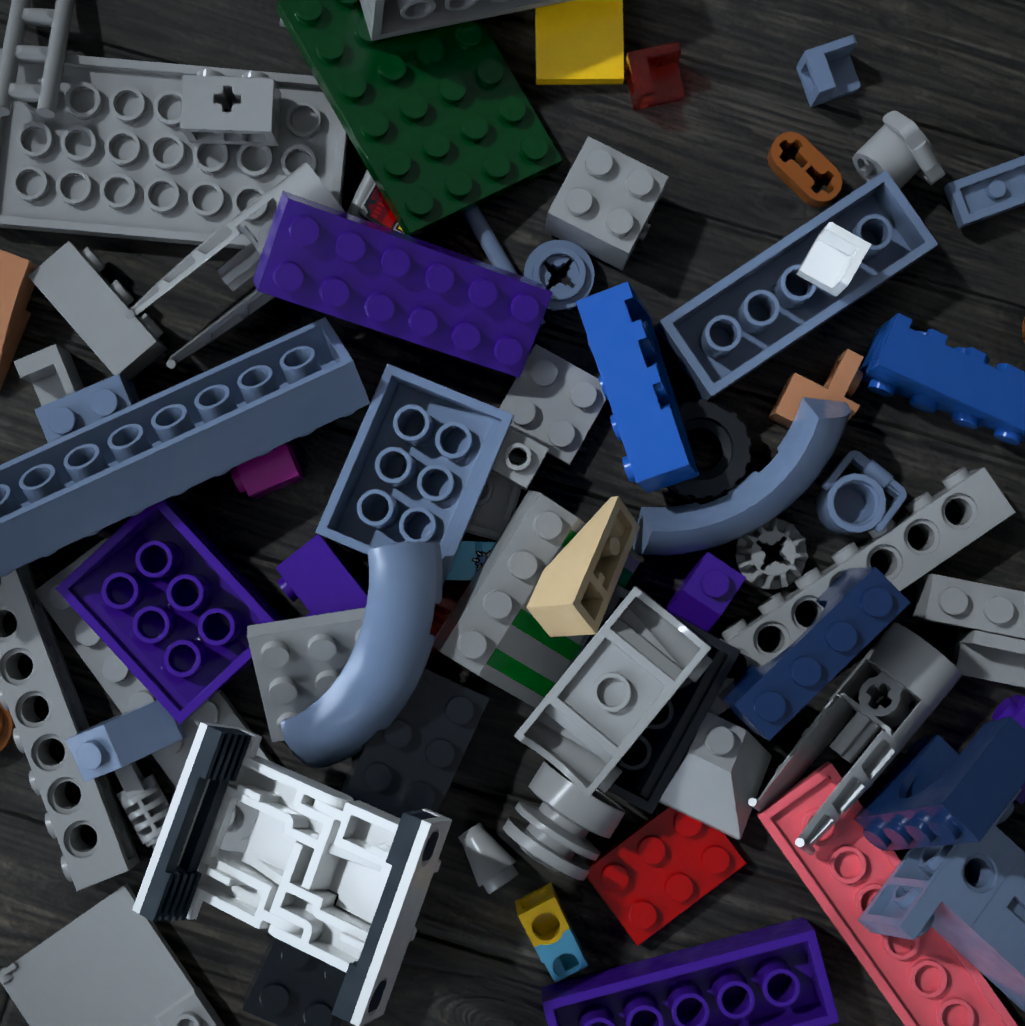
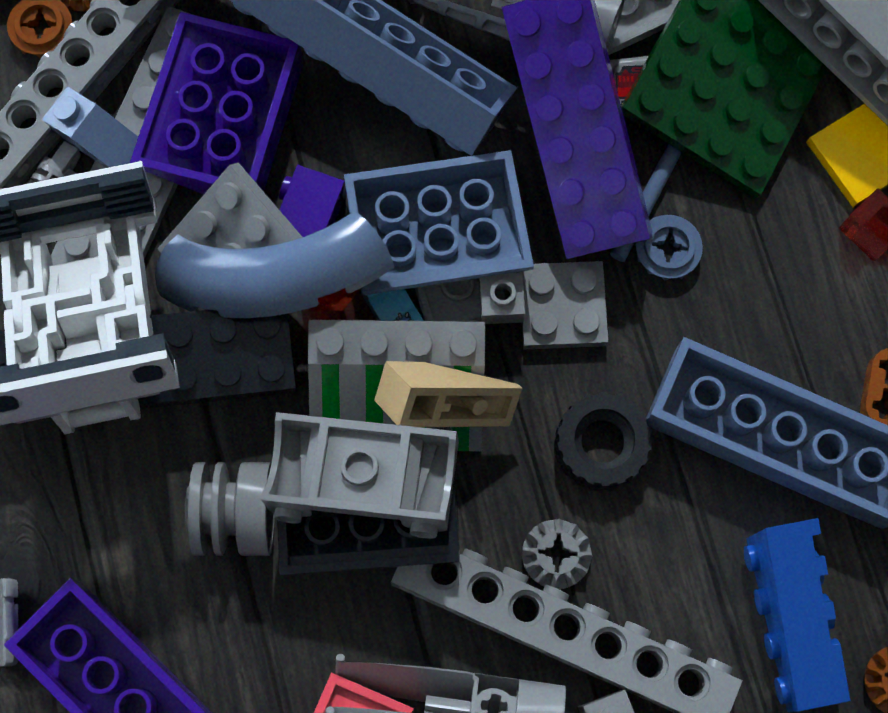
camera: 50 degrees right, 10 degrees down
(268, 472) = (371, 119): magenta brick -> none
(487, 858) = (162, 474): light grey cone -> none
(551, 932) = (131, 562): leg -> none
(605, 203) = (749, 245): light grey brick -> none
(637, 388) = (619, 352): blue wedge -> none
(662, 870) = (242, 623): red plate -> none
(706, 591) = (491, 514): dark purple slope -> none
(718, 776) = (345, 615): light grey slope -> none
(754, 499) = (592, 508): sand blue brick -> none
(833, 259) = (825, 440): white panel -> none
(842, 380) = (698, 516): nougat brick -> none
(852, 616) = (475, 605): dark blue arch -> none
(858, 500) = (645, 590): sand blue piece -> none

